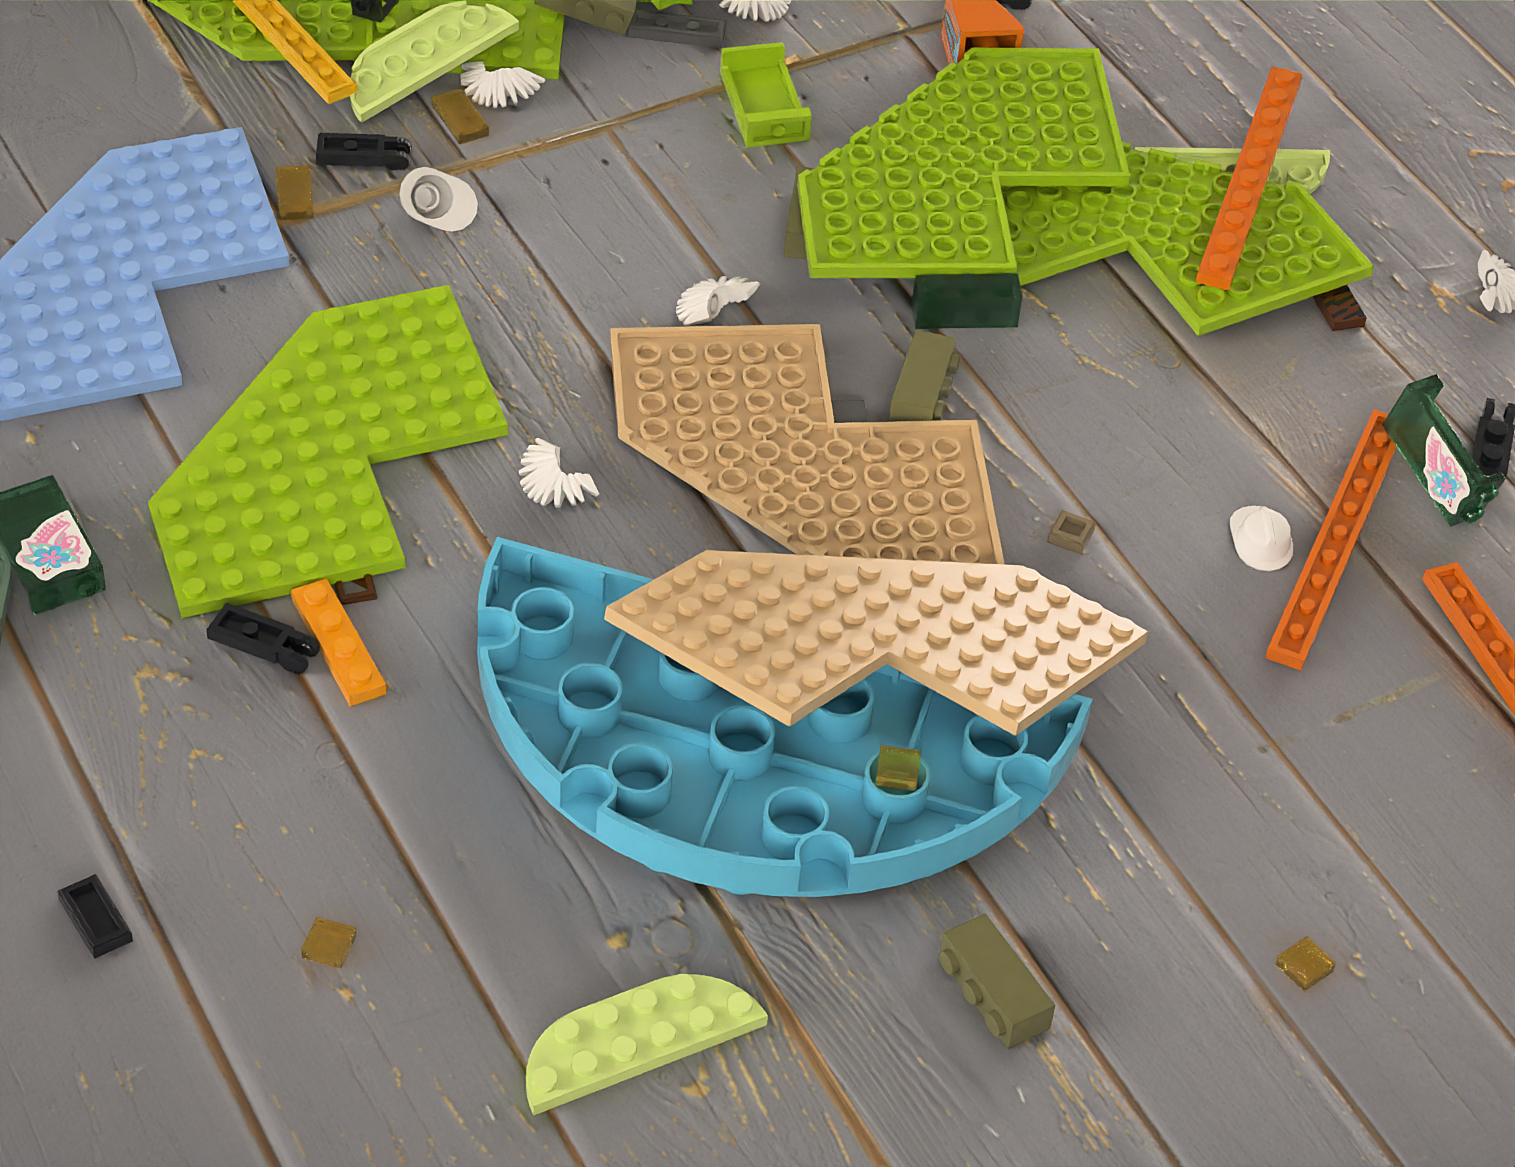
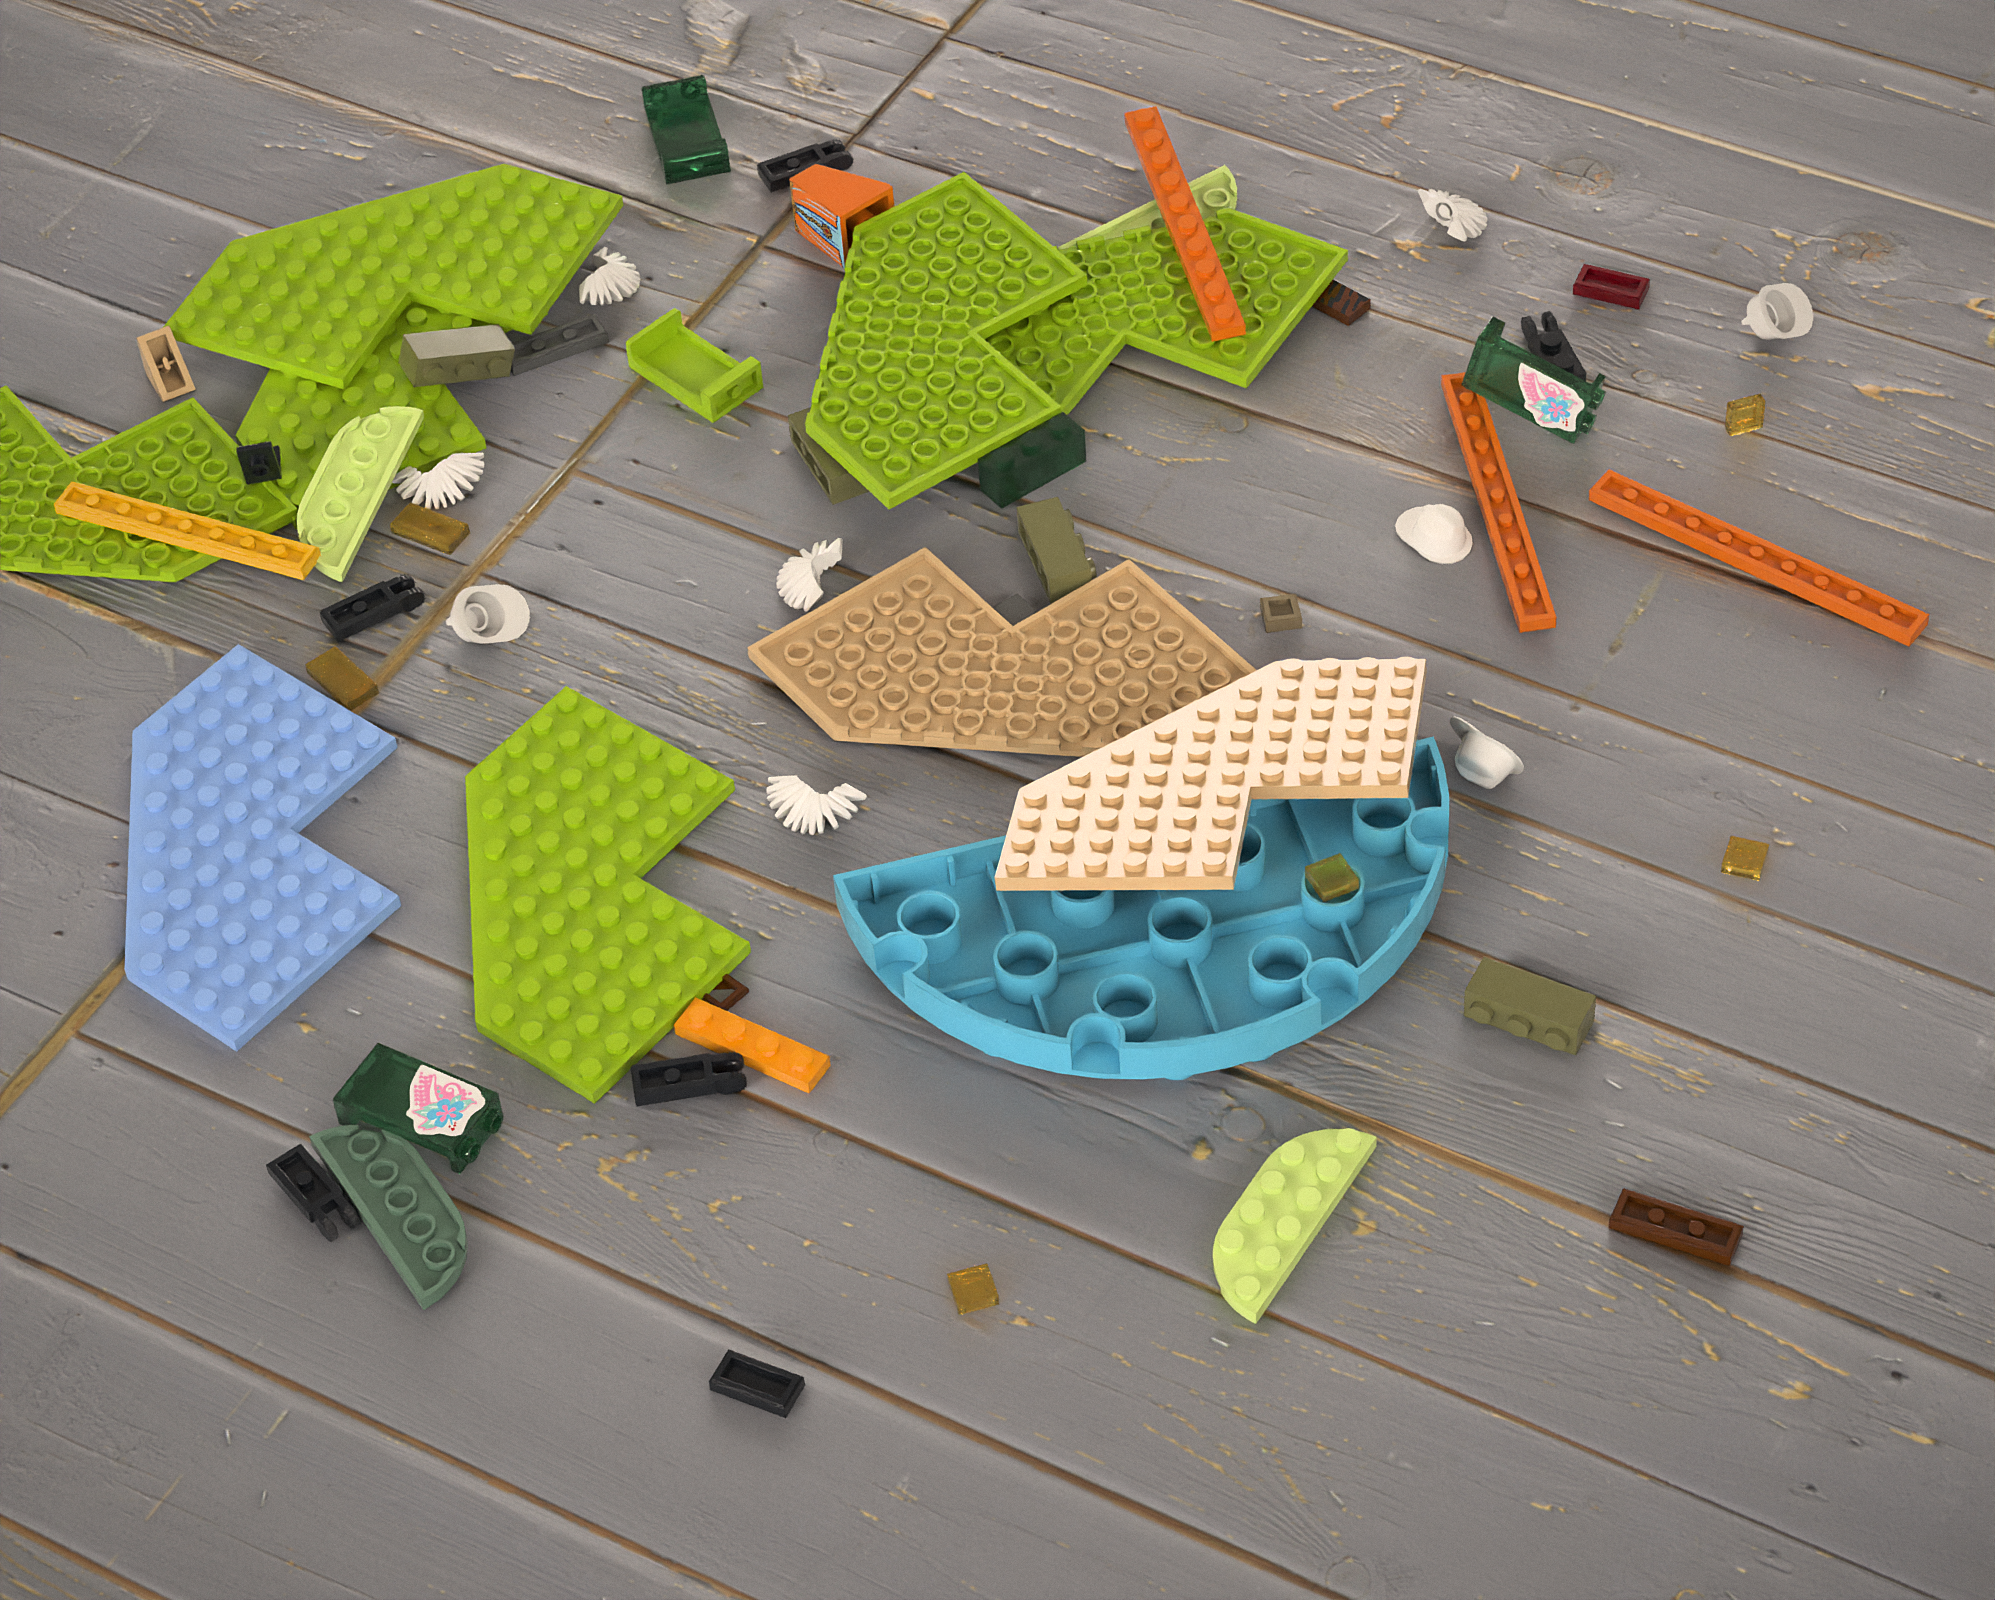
camera: 25 degrees left, 0 degrees up
(1133, 748) = (1483, 758): none -> white piece

